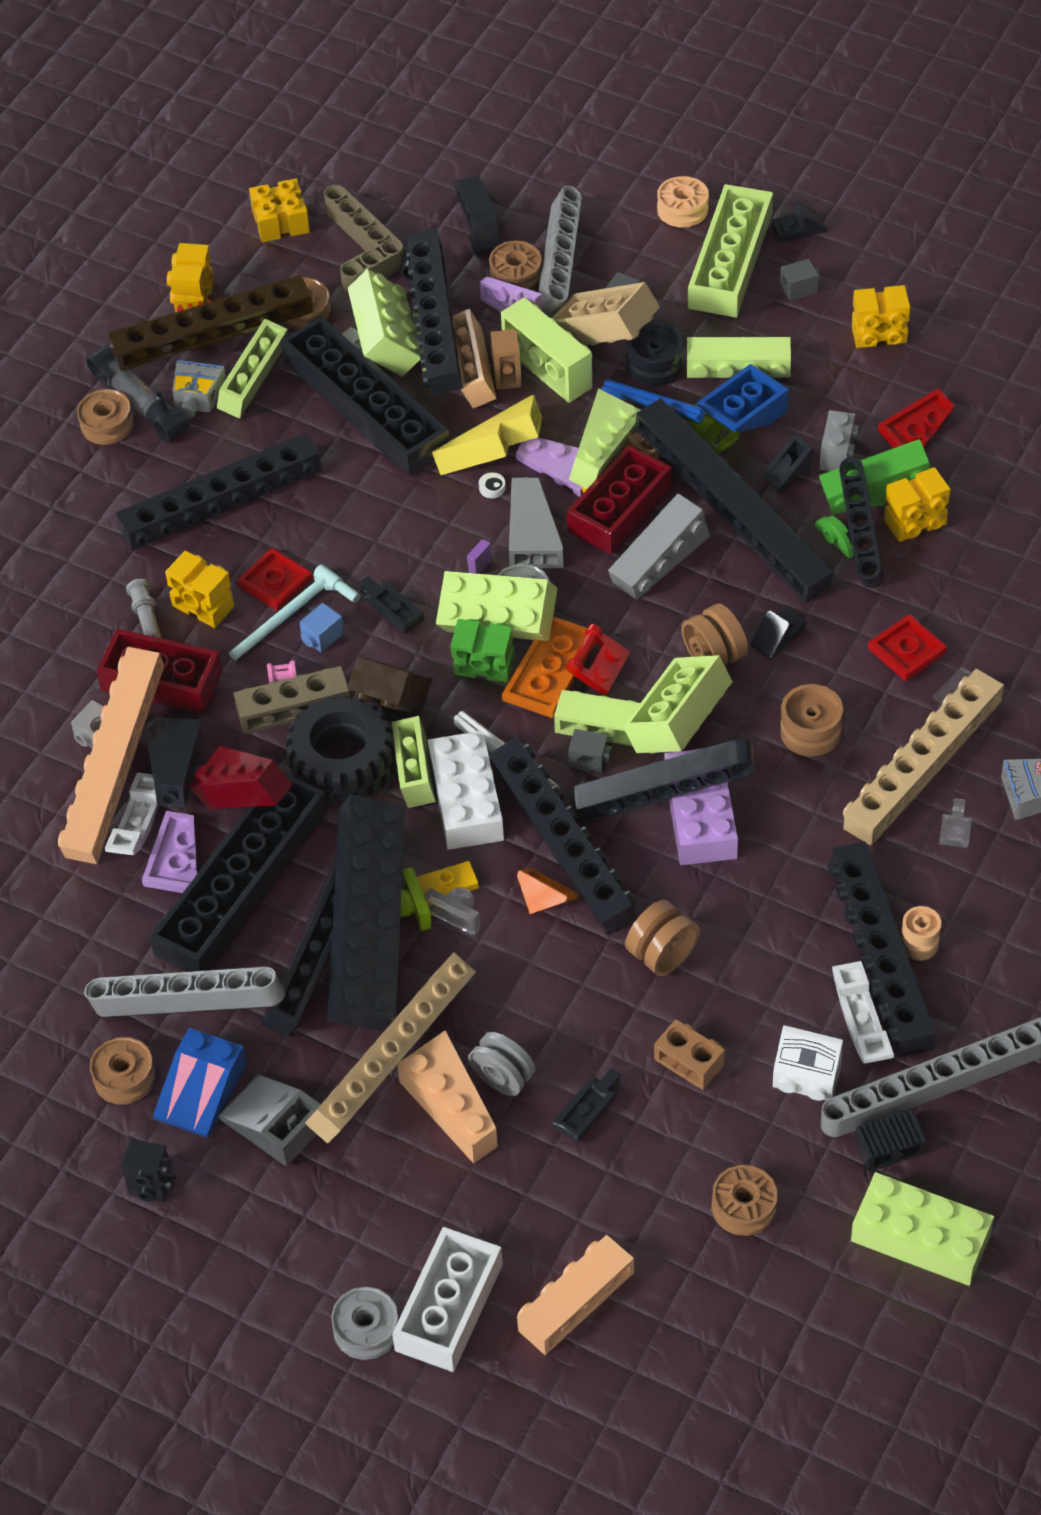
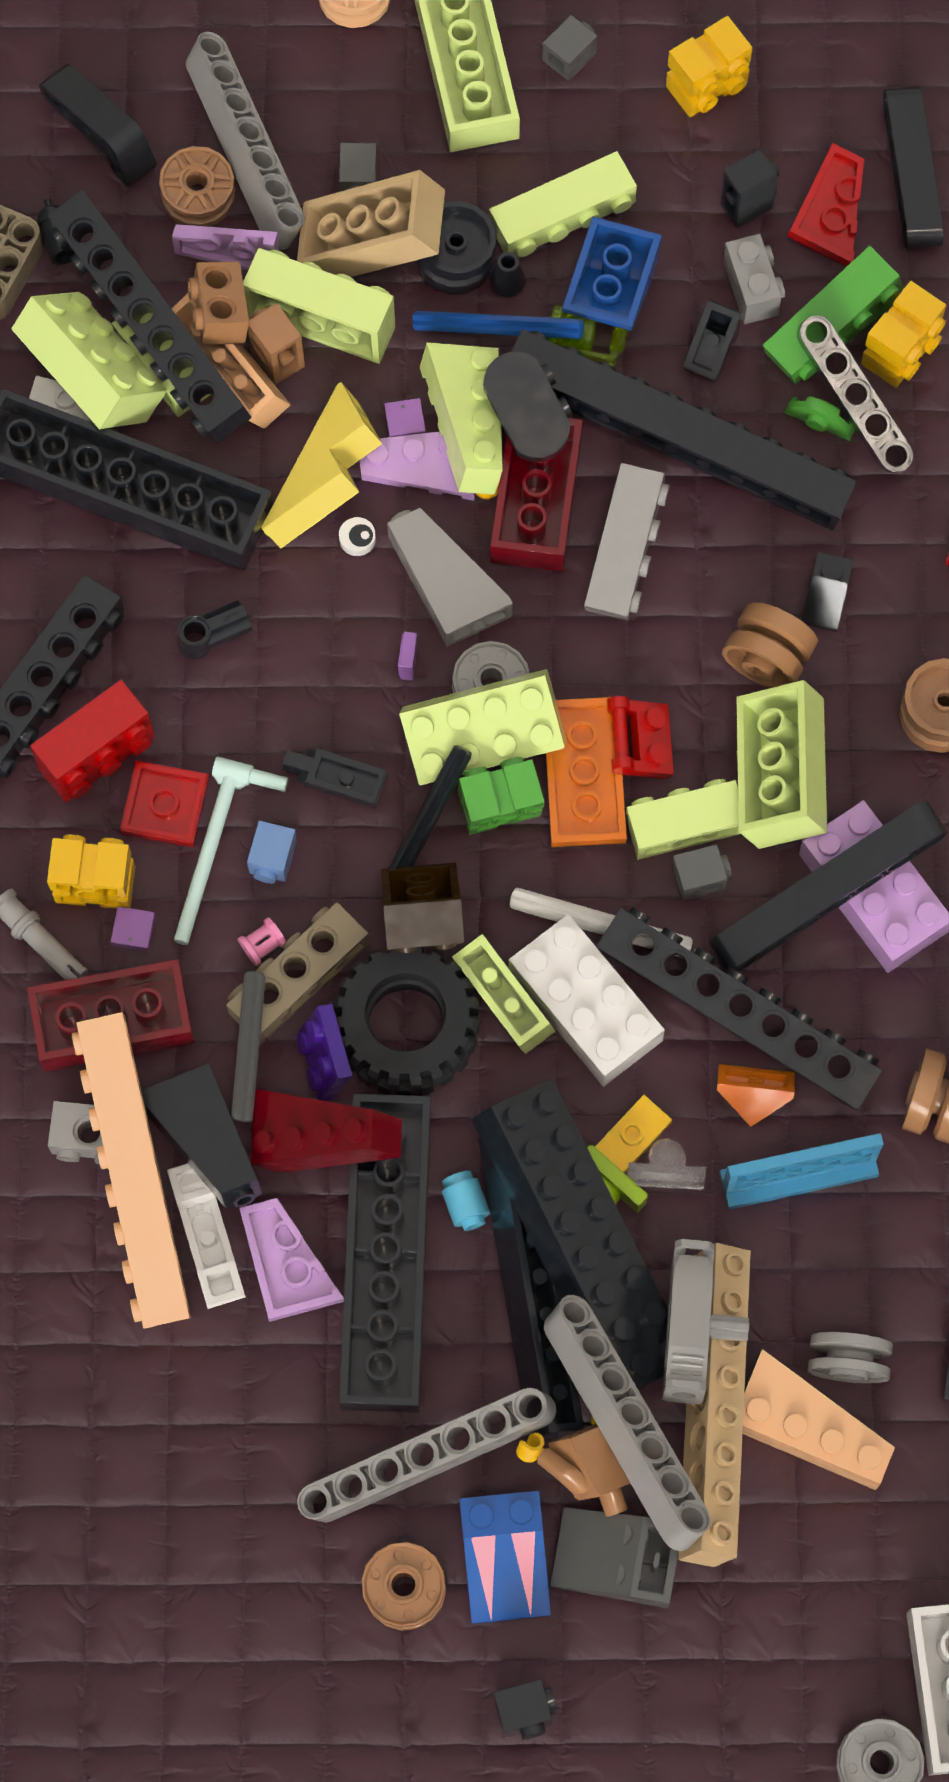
camera: 30 degrees left, 20 degrees up
(208, 636) = (133, 929): none -> medium lavender tile
(229, 718) = (248, 1046): none -> dark grey axle
(249, 520) = (93, 742): none -> red brick
(277, 734) = (325, 1053): none -> dark purple plate
(288, 1040) = (582, 1465): none -> medium nougat torso
(312, 869) = (465, 1200): none -> medium azure brick
(319, 1018) = (627, 1423): none -> light grey beam
(358, 496) = (216, 627): none -> black piece
(401, 981) = (692, 1323): none -> light grey piece
(435, 636) = (432, 807): none -> black axle
(480, 316) = (223, 301): none -> medium nougat brick
(533, 949) = (801, 1171): none -> dark azure fence
(565, 433) = (404, 417): none -> medium lavender tile
(635, 437) = (527, 405): none -> black brick
(679, 382) = (508, 275): none -> black cone
(864, 388) = (749, 188): none -> black brick
(985, 423) = (913, 167): none -> black beam

